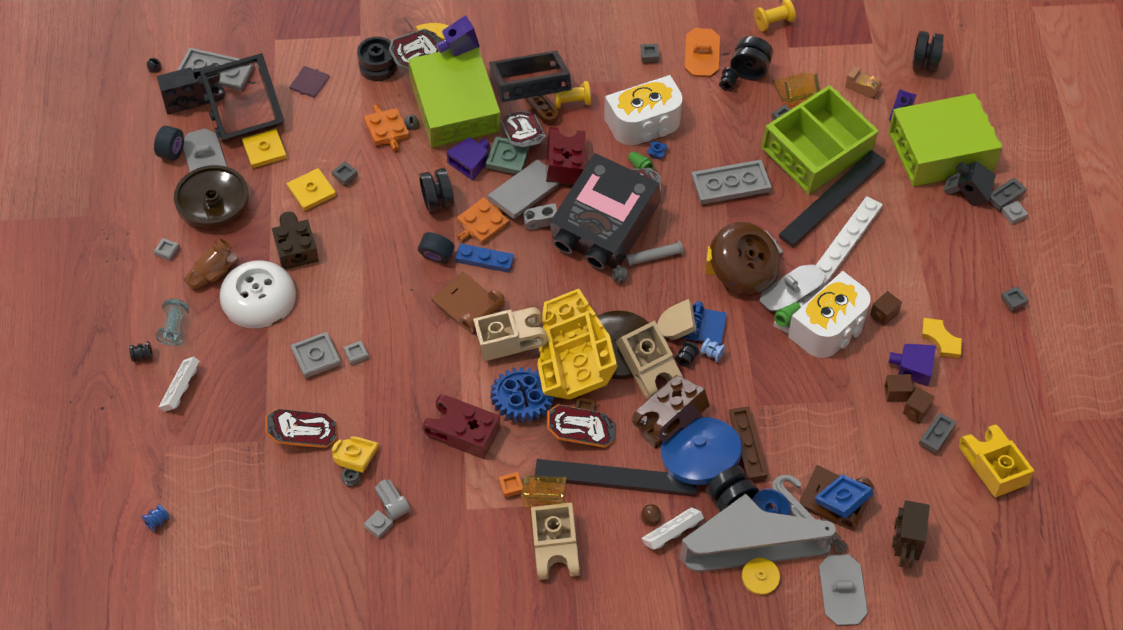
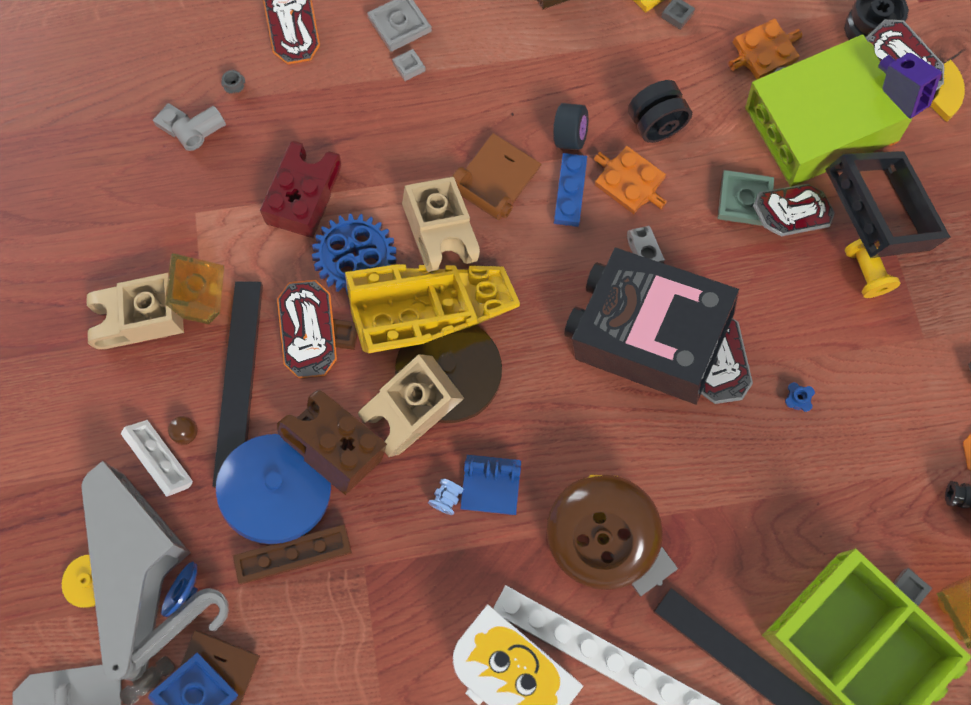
camera: 85 degrees right, 15 degrees up
(354, 453) = (261, 79): yellow tile -> none
(469, 157) = (732, 149): dark purple torso -> none
(511, 484) = (223, 253): orange plate -> none
(523, 190) = (691, 225): light grey tile -> none
(547, 112) = (838, 237): reddish brown plate -> none
(565, 156) = (756, 266): dark red brick -> none
(619, 274) = (562, 359): dark grey plate -> none
(640, 161) = (768, 375): bright green cone -> none
(644, 111) = (862, 370): white brick -> none
(655, 253) = (606, 406): light grey pin -> none
(677, 320) = (485, 442): tan tile -> none
(687, 354) = (435, 460): black bush -> none
(730, 486) = (200, 532): black wheel -> none
(731, 182) = (758, 510): light grey plate -> none
(784, 315) = (509, 603): bright green cone -> none
(792, 287) = (568, 613): shield -> none

